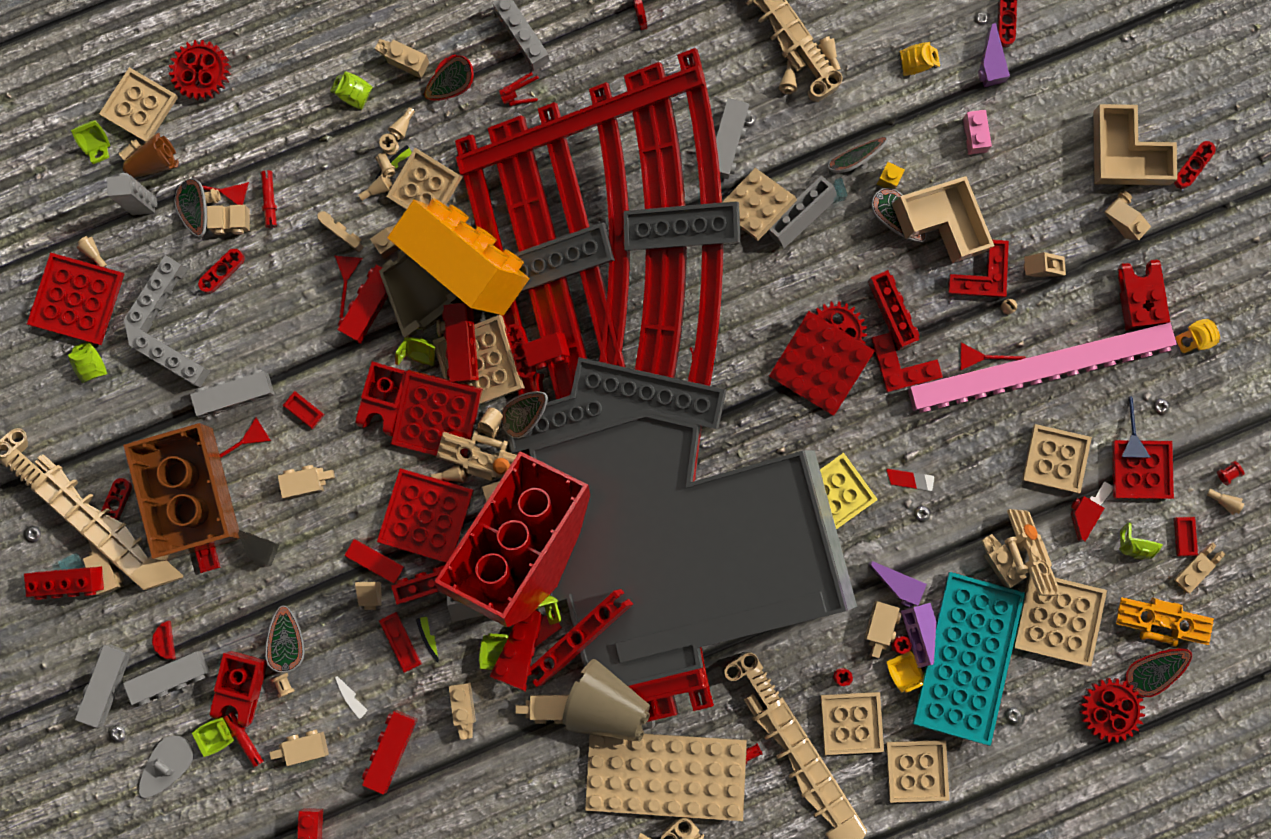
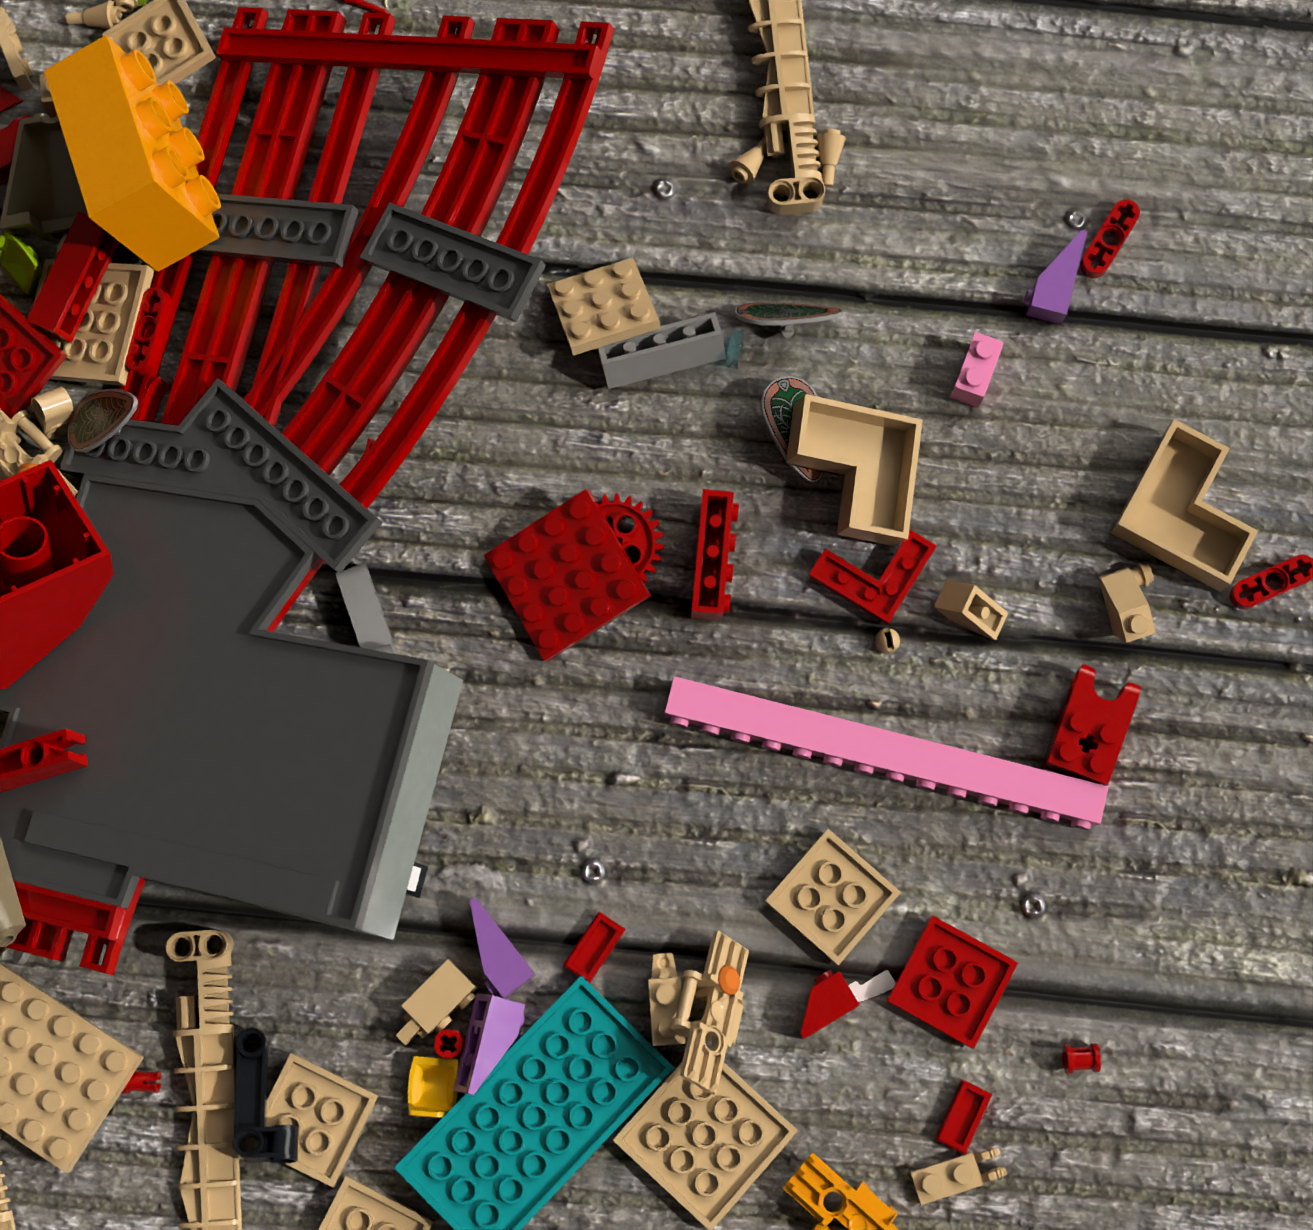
camera: 25 degrees right, 5 degrees down
(546, 350) = (179, 345): red brick -> none
(730, 133) = (616, 196): light grey brick -> none
(730, 446) = (365, 609): none -> light grey beam
(837, 679) = (347, 1047): red bush -> none
(843, 745) = (276, 1142): none -> black piece
(845, 490) = (486, 774): light yellow plate -> none
(890, 176) = (817, 367): yellow brick -> none
(892, 374) = (663, 652): red plate -> none
(910, 479) = (604, 813): sticker -> none
(918, 58) = (951, 227): yellow piece -> none
(946, 553) = (594, 947): none -> red tile
(971, 356) = (793, 684): red piece -> none
(1134, 447) = (956, 941): dark blue piece -> none
(1137, 547) = (878, 1092): lime piece -> none
(1204, 336) = (1150, 833): yellow piece -> none
(1230, 503) = (1056, 1102): tan cone -> none

